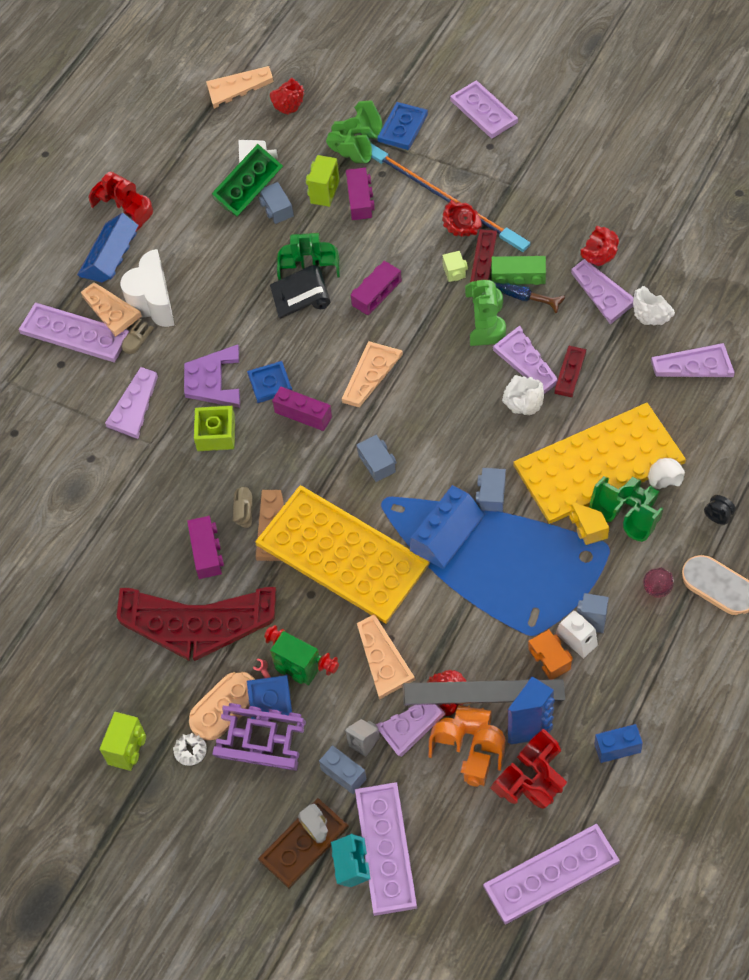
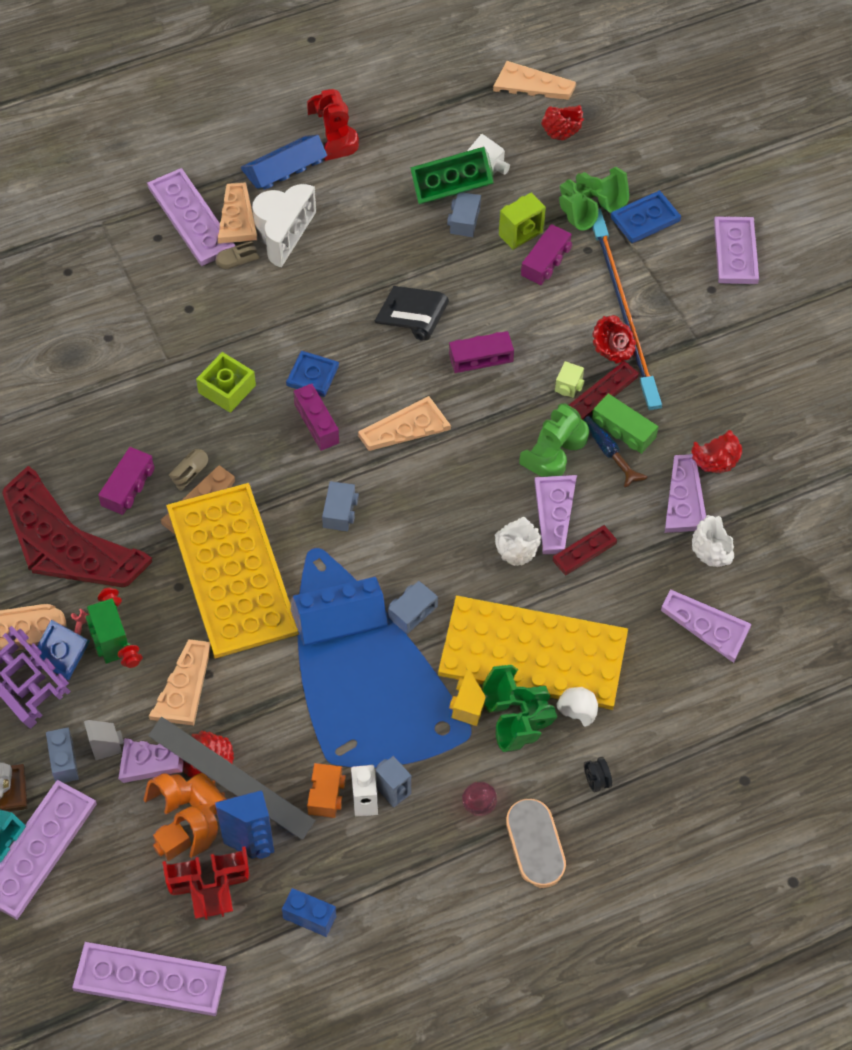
camera: 30 degrees right, 0 degrees up
(131, 408) = (176, 317): lavender wing -> none
(204, 378) = (263, 331): medium lavender wing -> none
(307, 245) = (450, 273): green piece -> none

